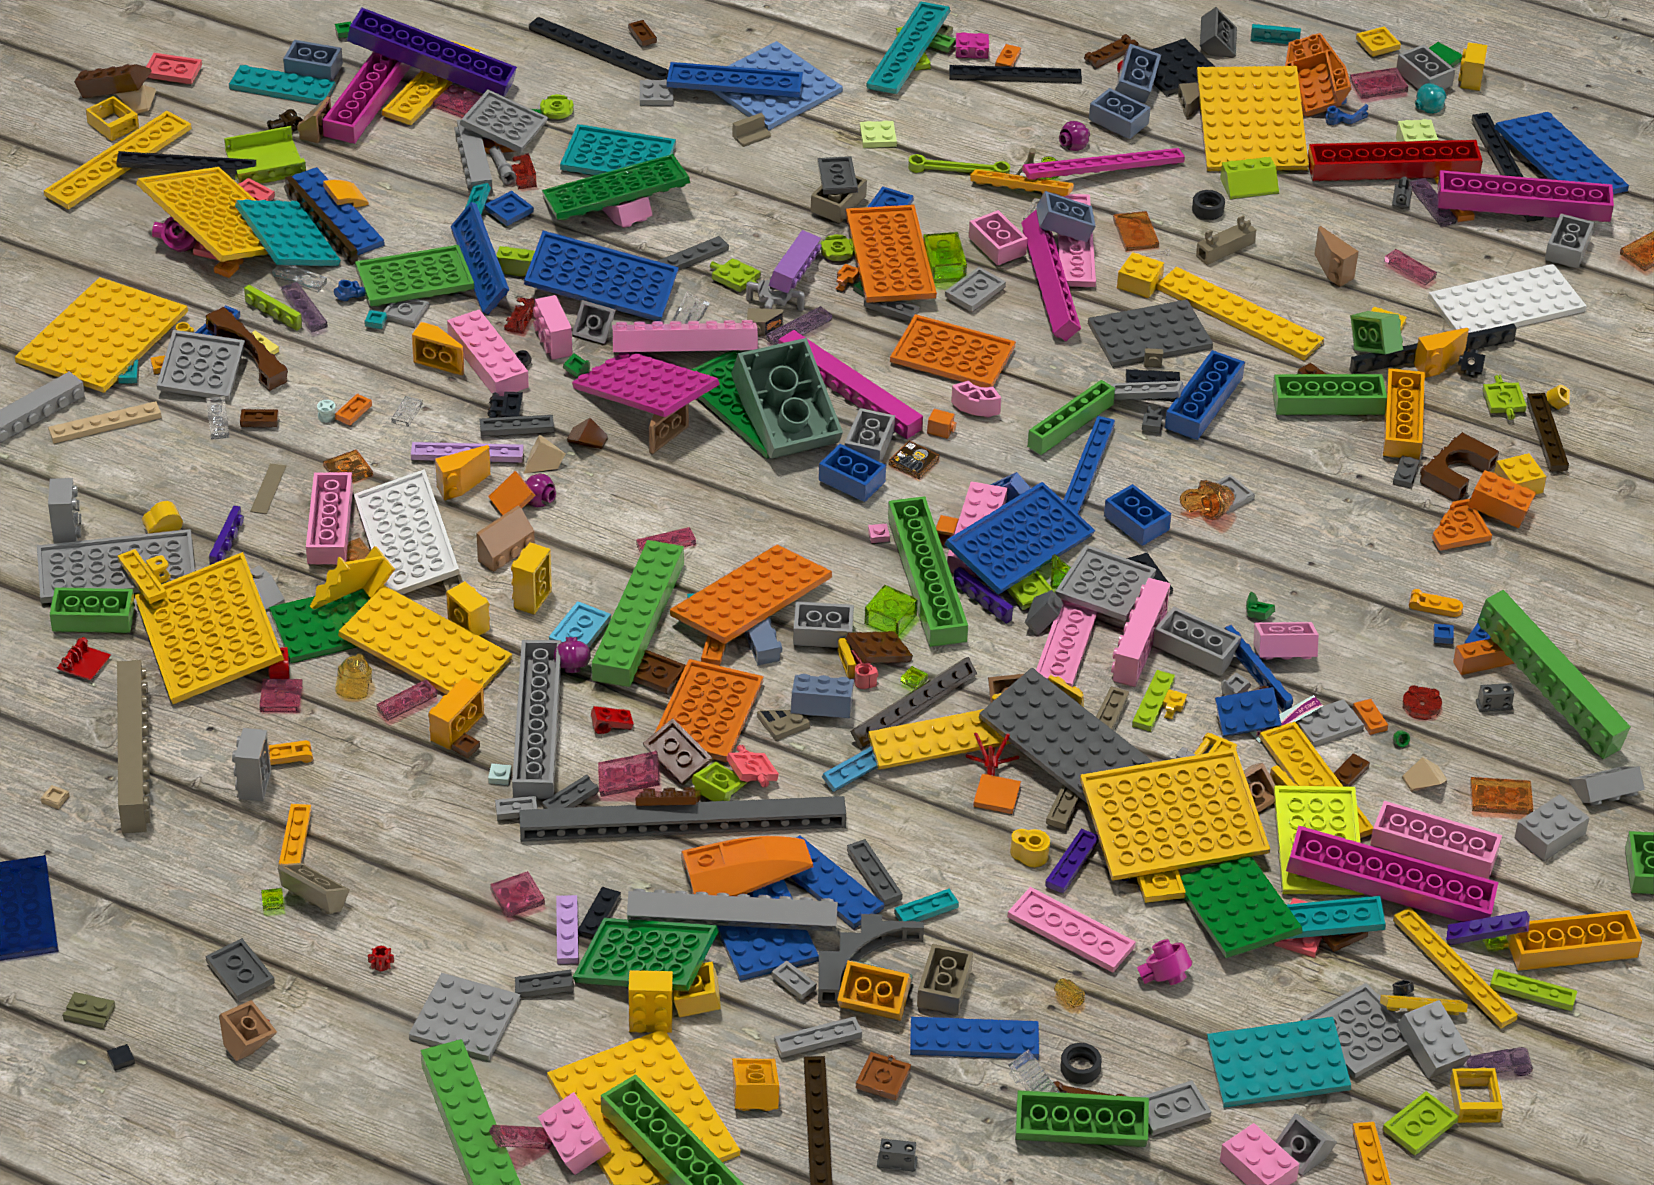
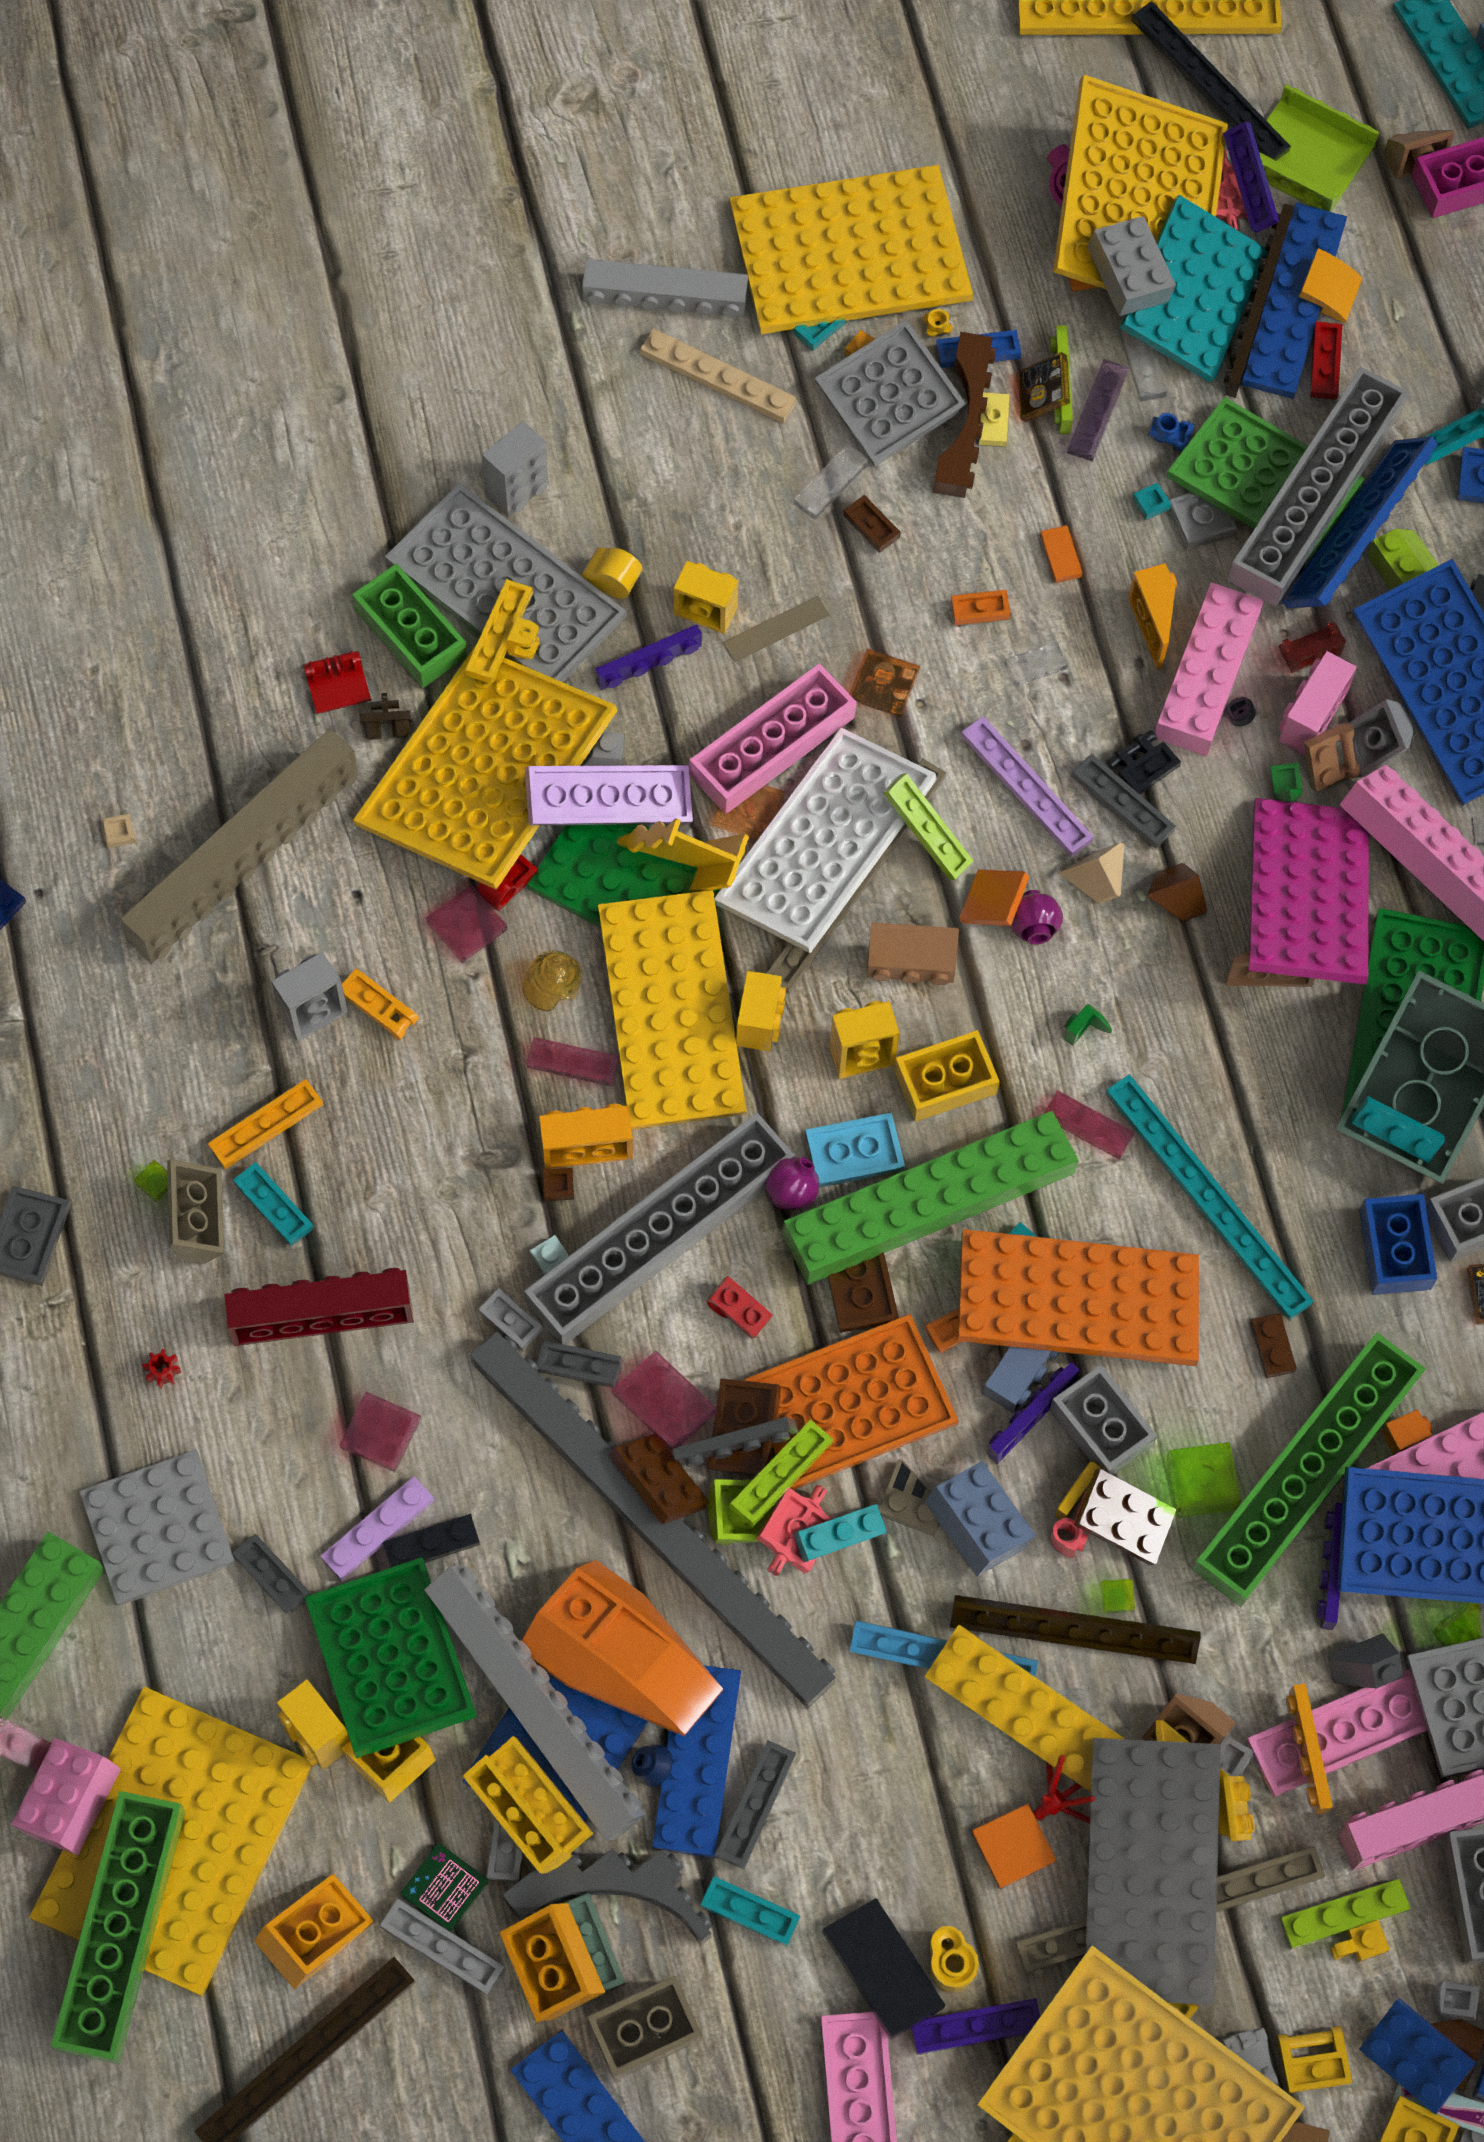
camera: 50 degrees right, 25 degrees up
(127, 650) = (373, 721): none -> dark brown hips
(223, 491) = (705, 596): none -> yellow brick
(256, 231) = (1131, 266): none -> light grey brick
(257, 176) = (1251, 177): none -> dark purple plate
(269, 313) = (1043, 387): none -> tile
(284, 587) = (608, 794): none -> lavender plate
(285, 119) = (1389, 117): dark brown connector -> none
(326, 411) = (952, 575): light aqua wheel -> none
(343, 860) = (273, 1204): none -> teal plate
(361, 367) = (1061, 554): none -> orange tile
(381, 220) = (1326, 360): none -> red plate
(424, 870) = (318, 1307): none -> dark red brick
(446, 254) = (1317, 486): none -> light grey brick
(448, 489) = (927, 826): none -> lime plate
(462, 471) = (978, 813): light orange slope -> none
(583, 568) = (946, 1076): none -> yellow brick
(585, 339) = (1323, 759): none -> medium nougat plate
(615, 504) = (1078, 1024): none -> green plate
(681, 756) = (746, 1438): none -> dark grey plate
(718, 748) = (781, 1473): none -> lime plate
(751, 522) = (1209, 1197): none -> teal plate
(772, 751) = (840, 1533): none -> teal plate
(784, 943) = (528, 1805): none -> yellow brick
(786, 1017) = (444, 1887): none -> dark green tile
(787, 642) = (1025, 1420): none -> dark purple plate
(799, 426) = (1398, 1129): none -> teal plate
(813, 890) = (652, 1764): none -> dark blue cone
(851, 550) = (1273, 1345): none -> reddish brown plate
(878, 533) = (1332, 1354): bright pink plate -> none
(883, 1076) = (443, 2071): dark orange plate -> none
(1008, 874) = (883, 1968): none -> black tile
(1028, 588) = (1399, 1619): lime plate -> none
(1064, 652) = (1311, 1762): none -> light orange plate

